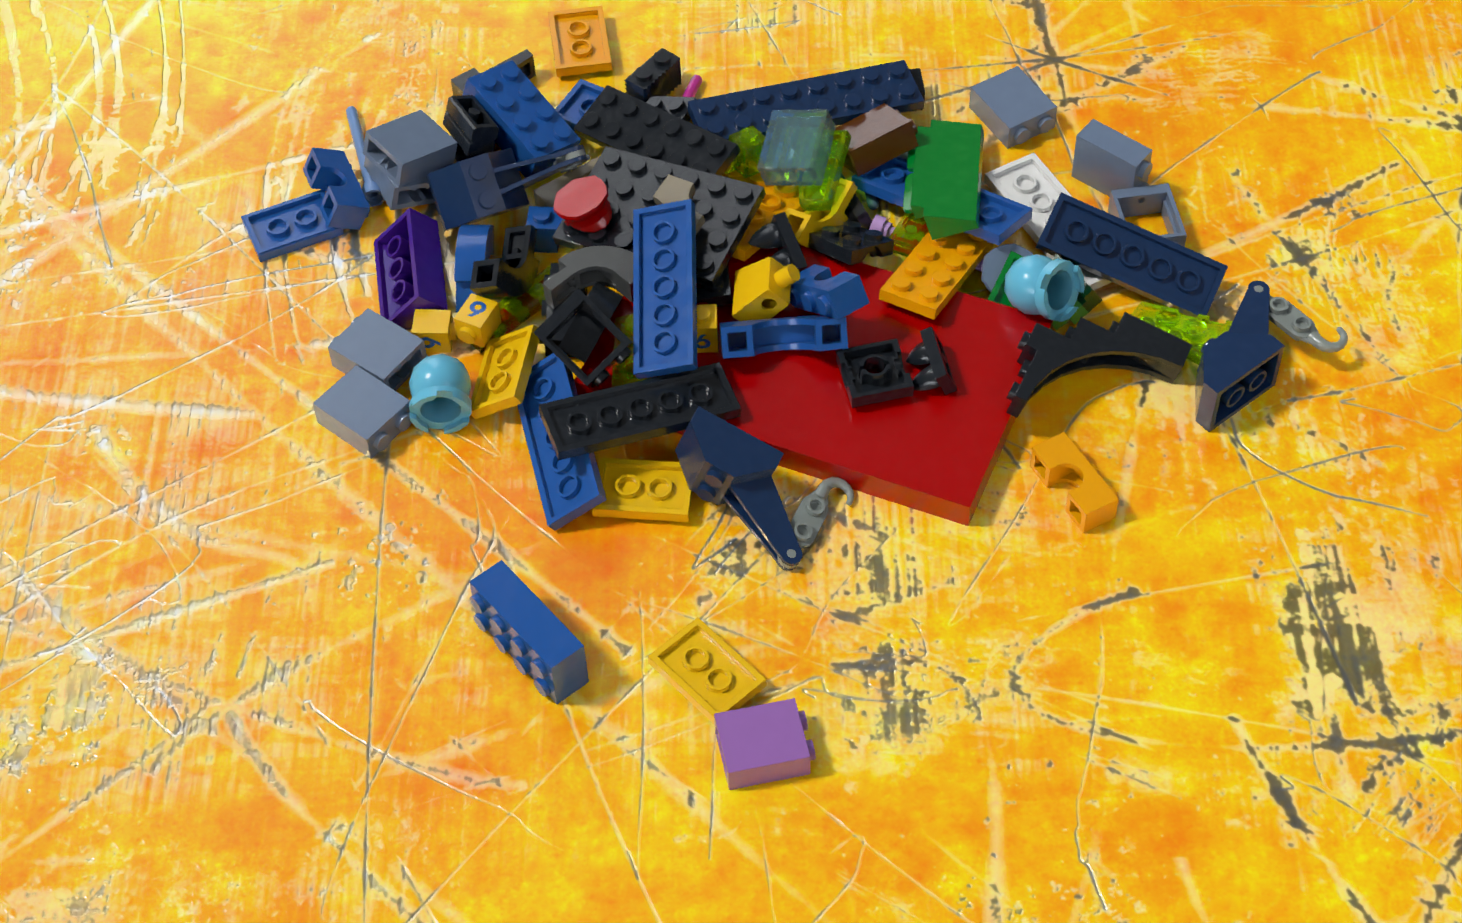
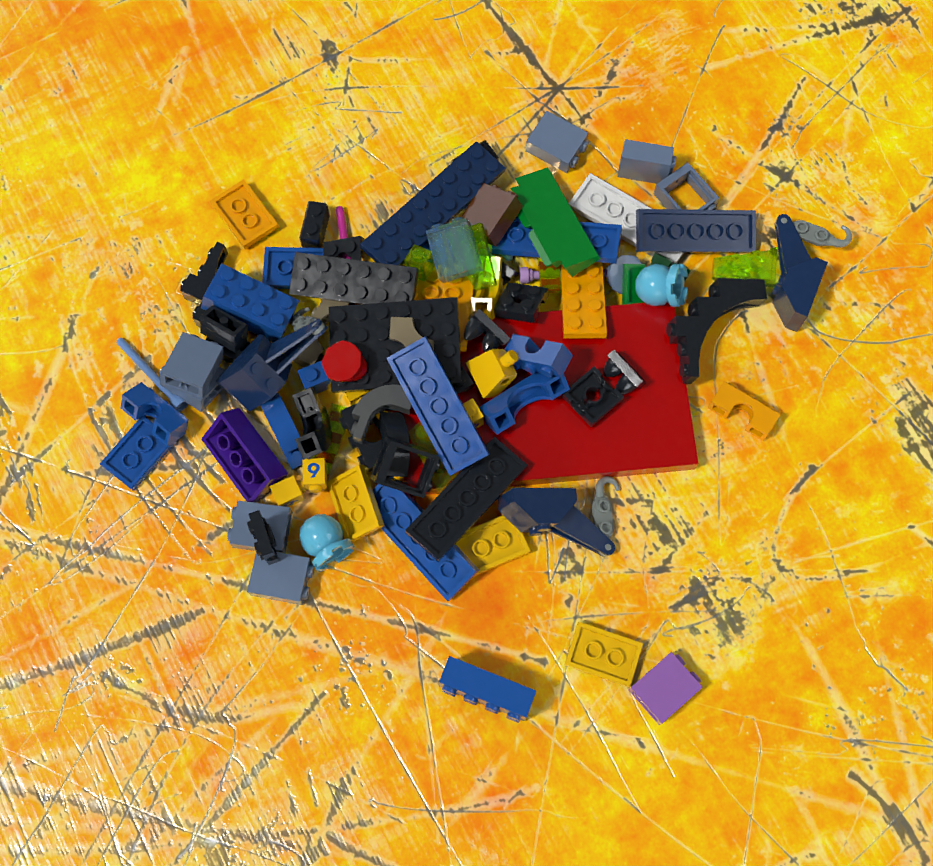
camera: 30 degrees left, 20 degrees up
(366, 344) = (265, 539): none -> black brick

